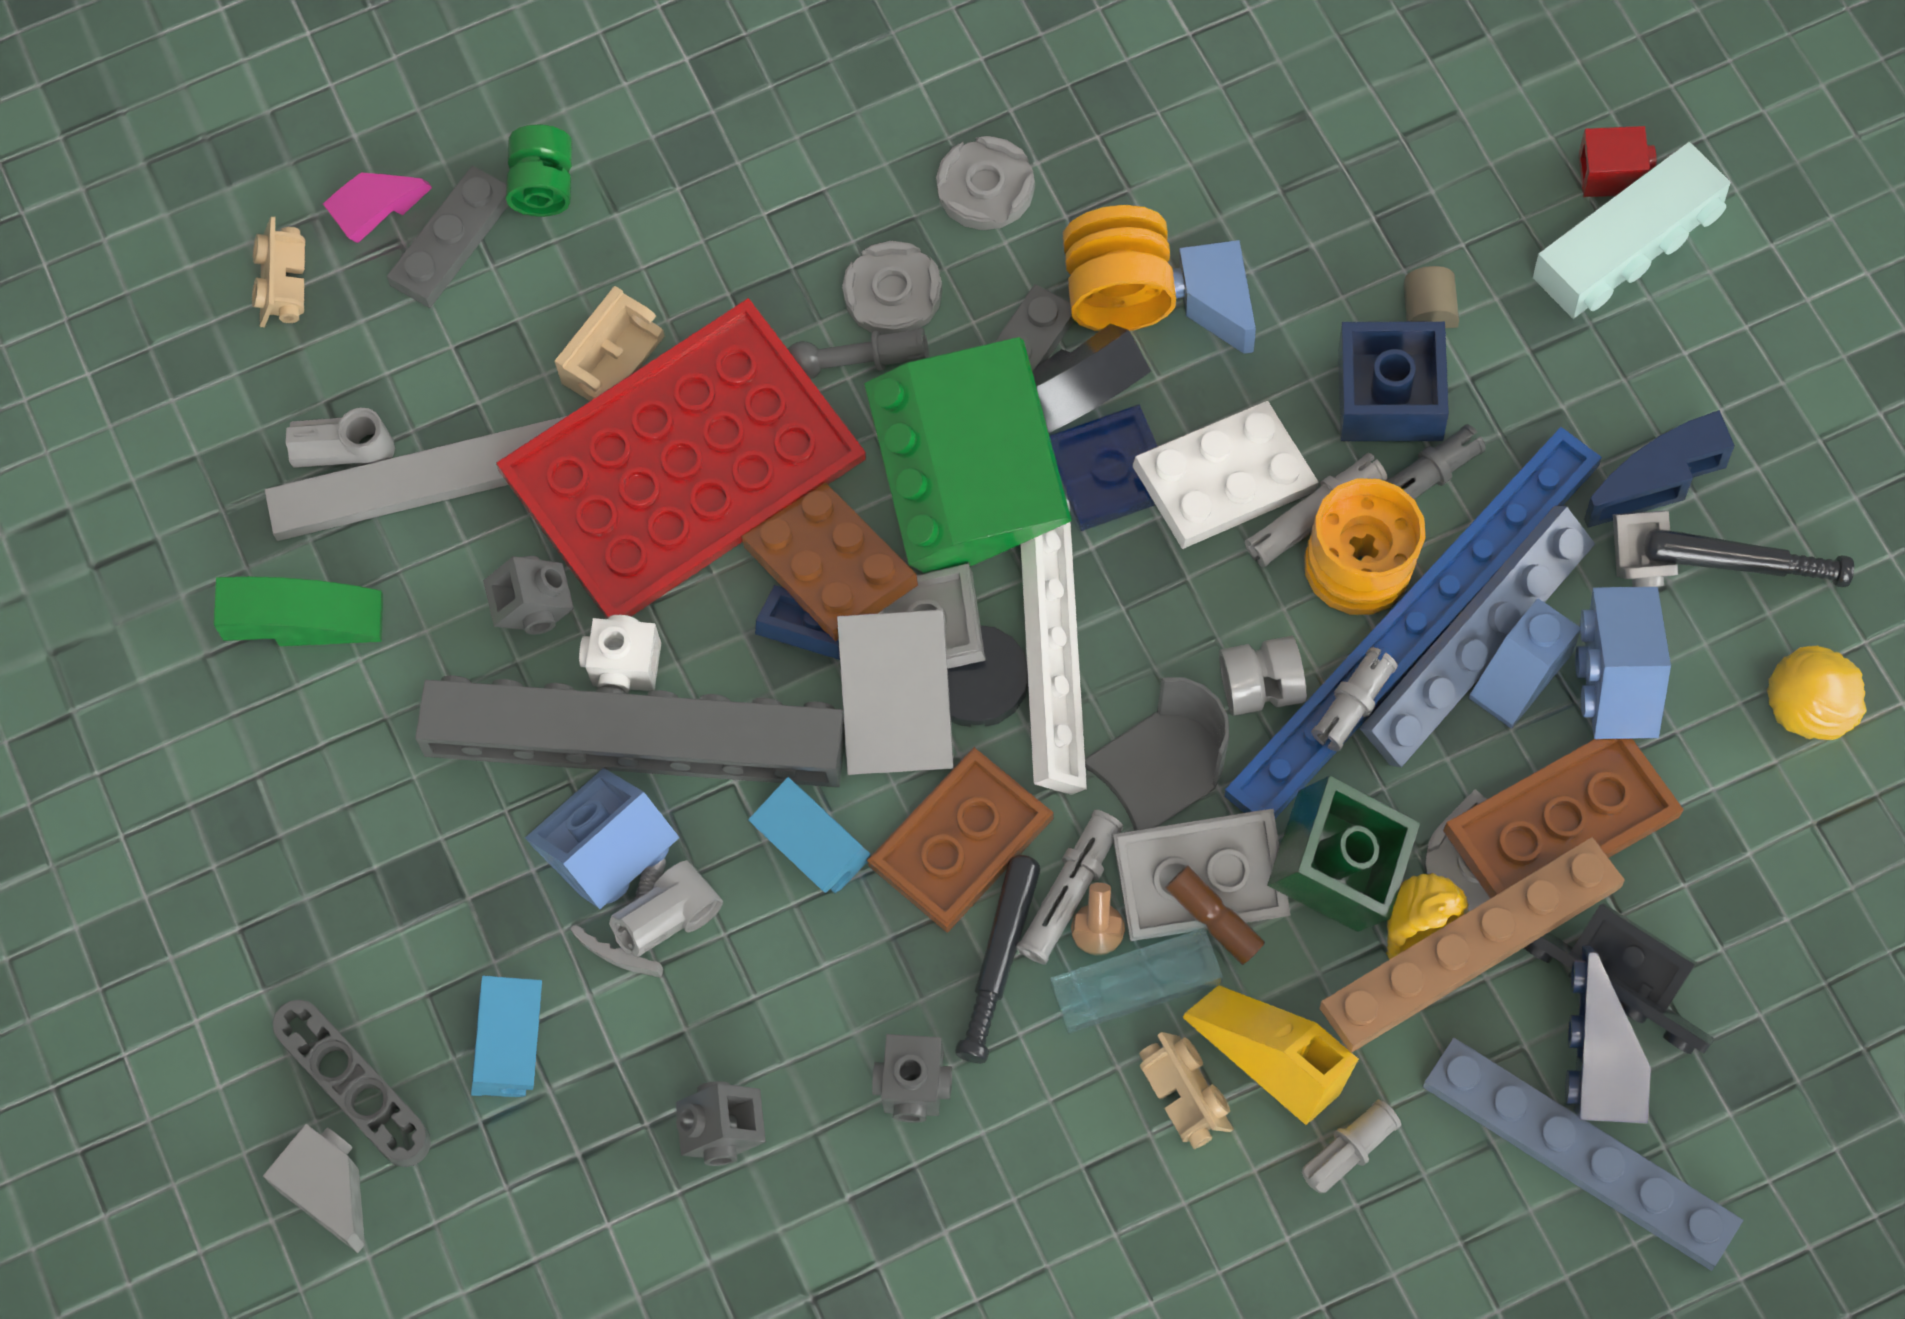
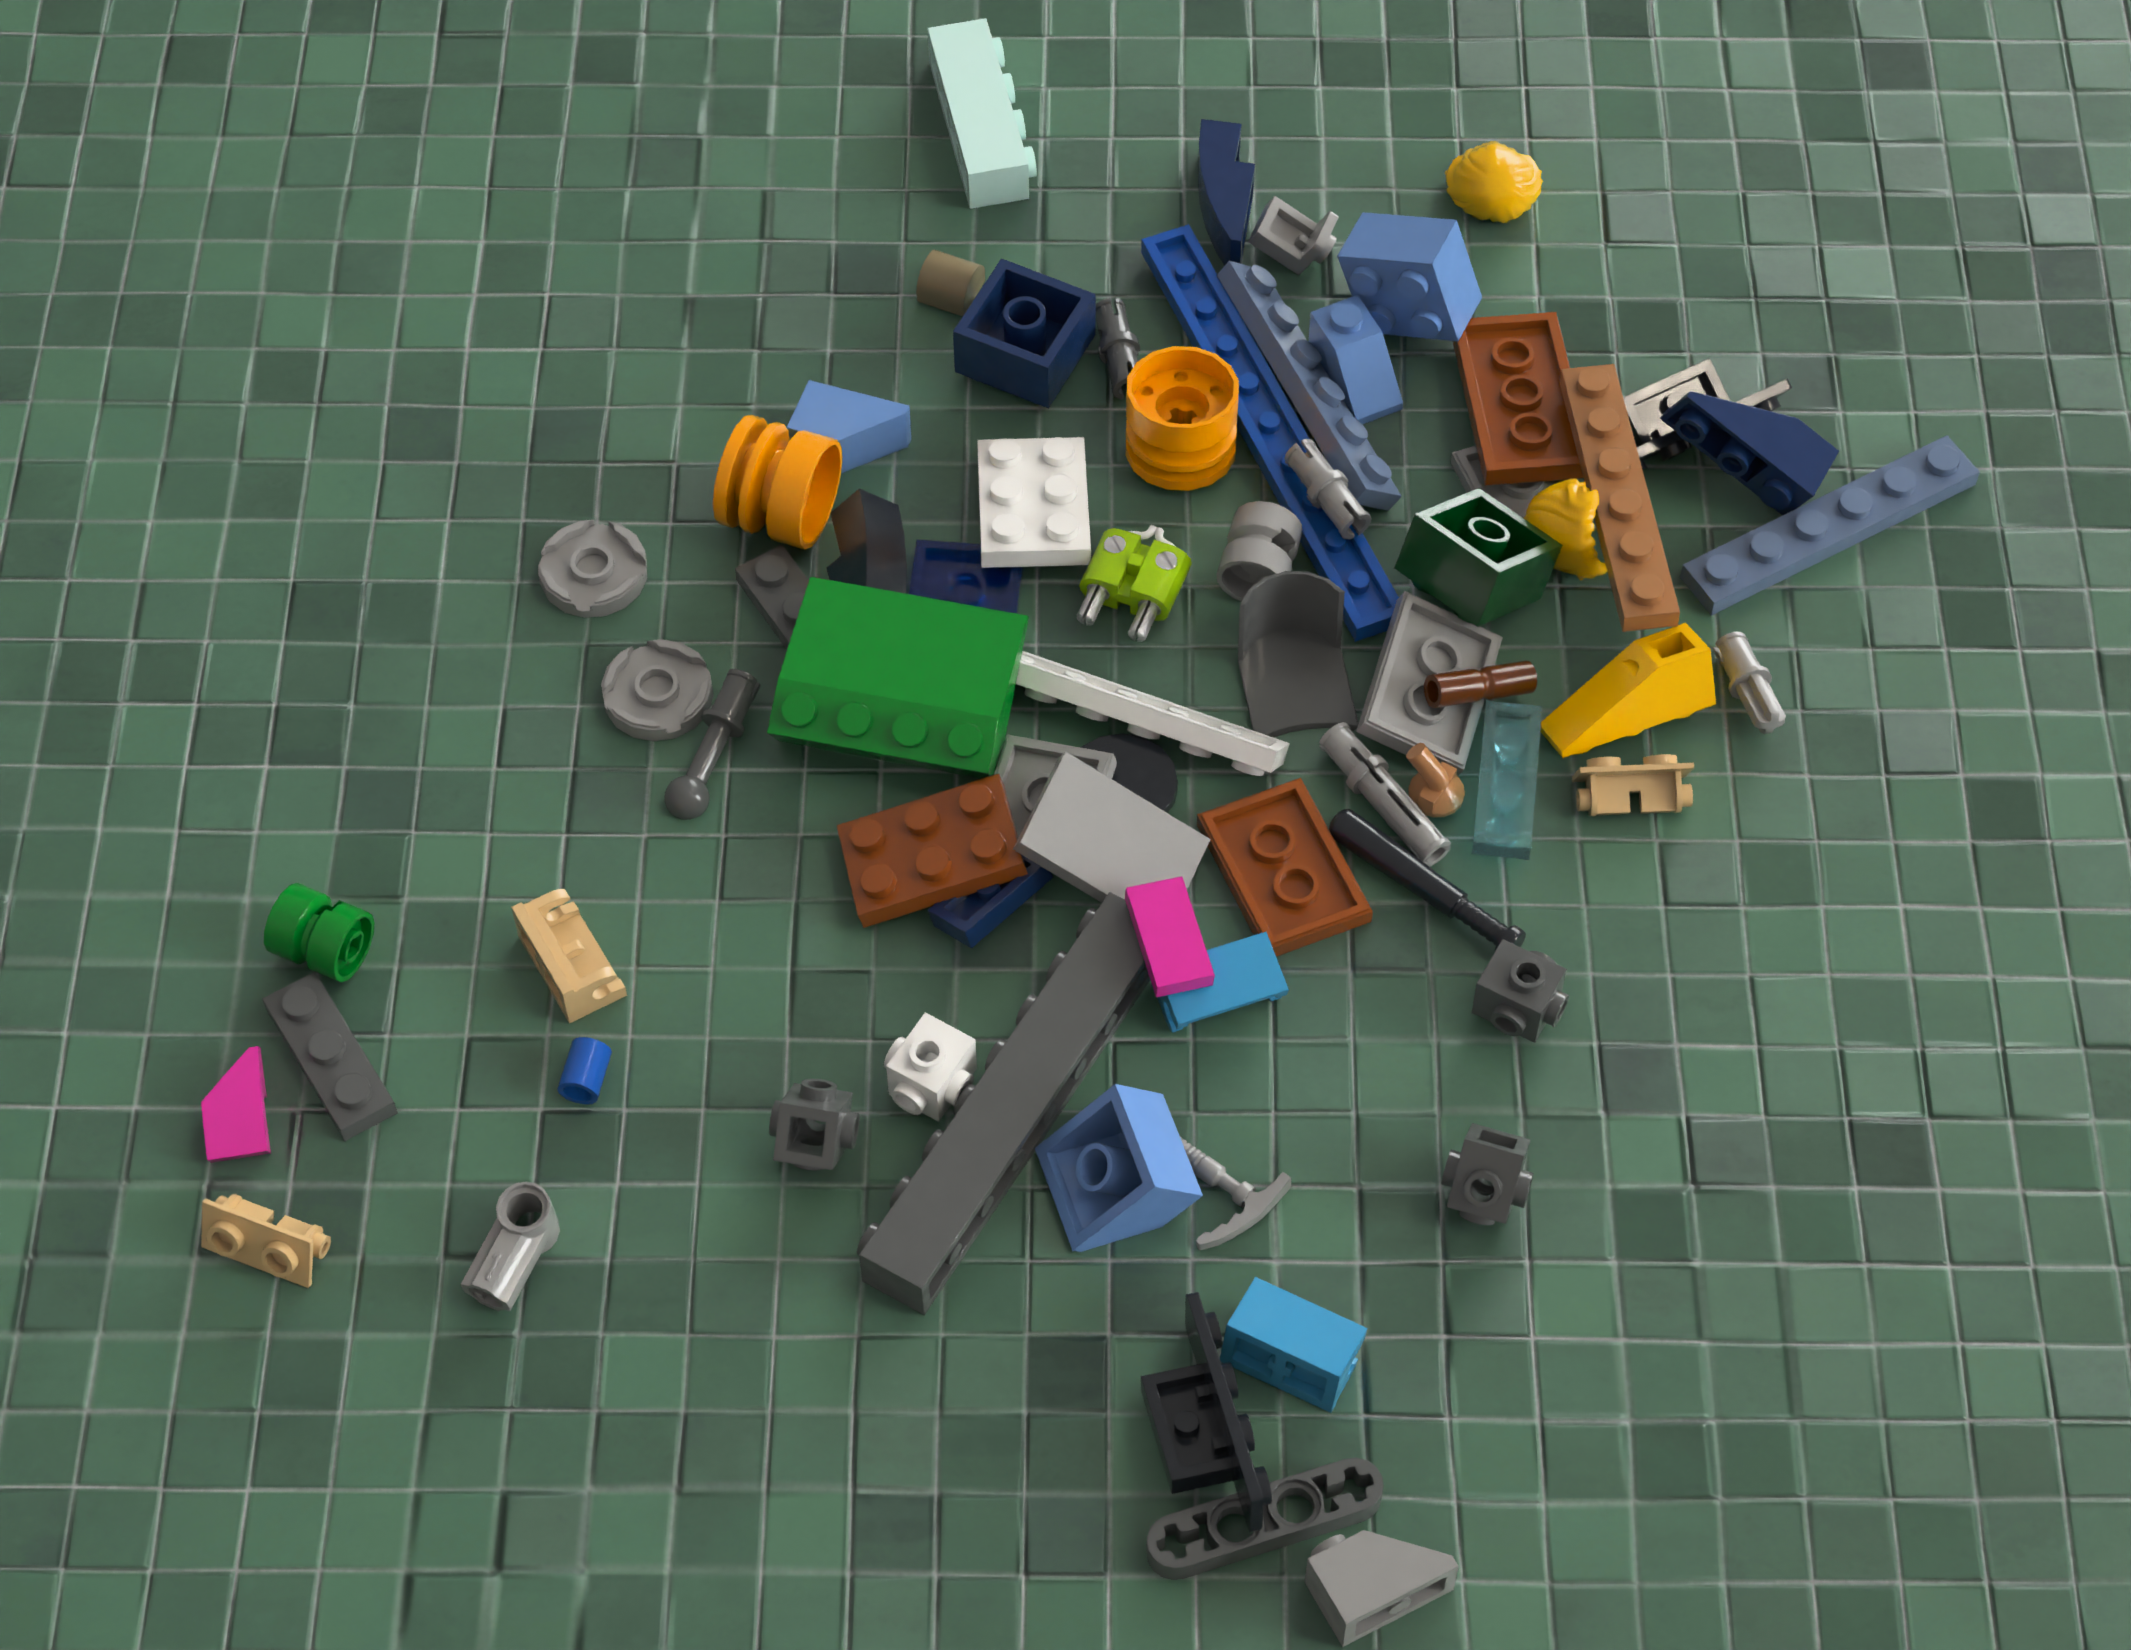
camera: 70 degrees left, 10 degrees down
(296, 611) = (690, 1366): green slope -> none
(394, 483) = (613, 1149): light grey tile -> none
(398, 994) = (1198, 1424): none -> black bracket
(515, 411) = (584, 1070): none -> blue hinge
(675, 903) = (1231, 1132): light grey piece -> none
(680, 461) = (742, 938): red plate -> none
(813, 772) = (1169, 936): none -> dark pink tile
(1188, 589) = (1133, 575): none -> lime piece
(1299, 520) = (1106, 433): light grey pin -> none
(1614, 159) = (902, 95): red brick -> none
(1737, 556) = (1331, 184): black piece -> none

